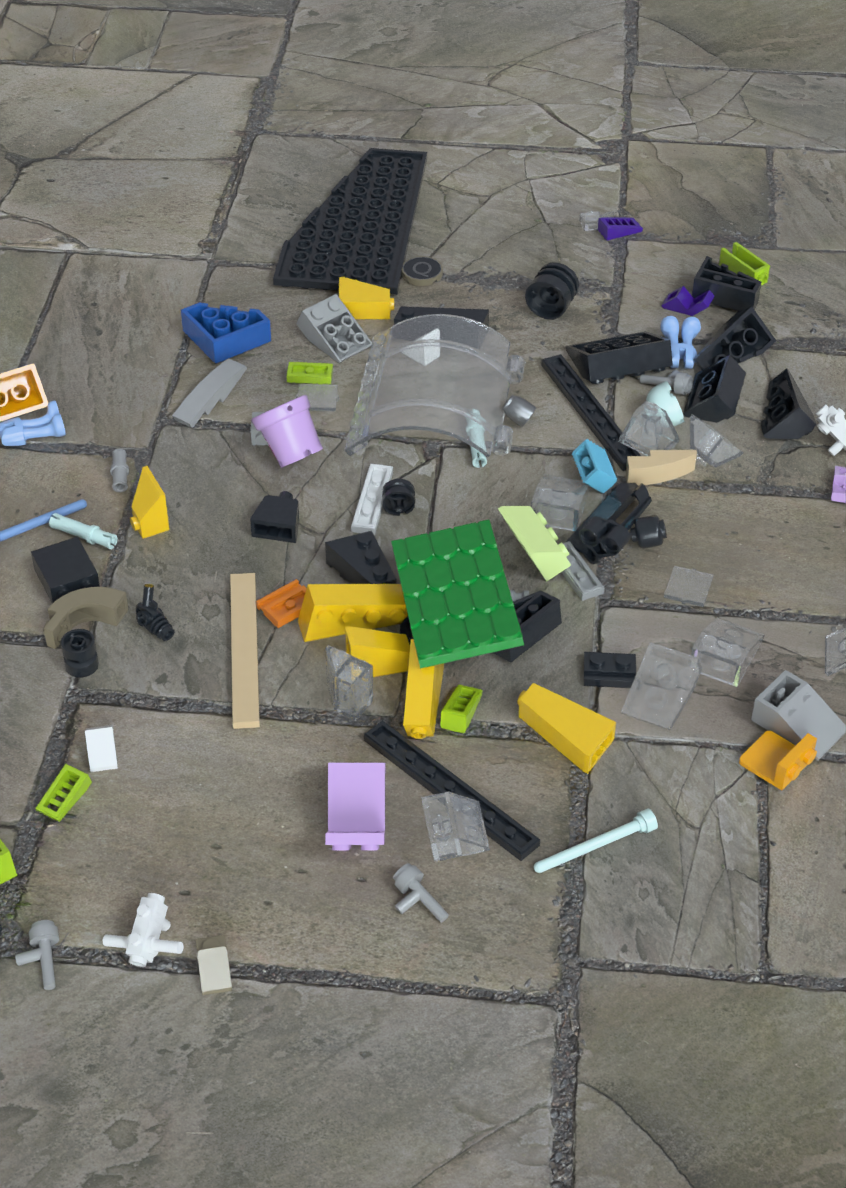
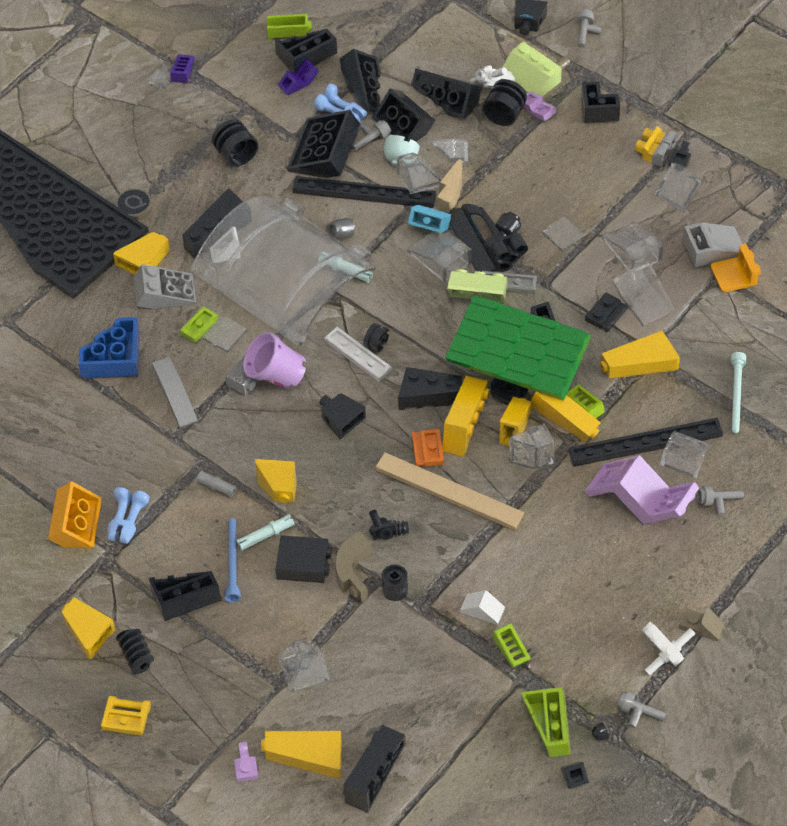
camera: 55 degrees left, 10 degrees up
(811, 449) = (504, 102): none -> black wheel

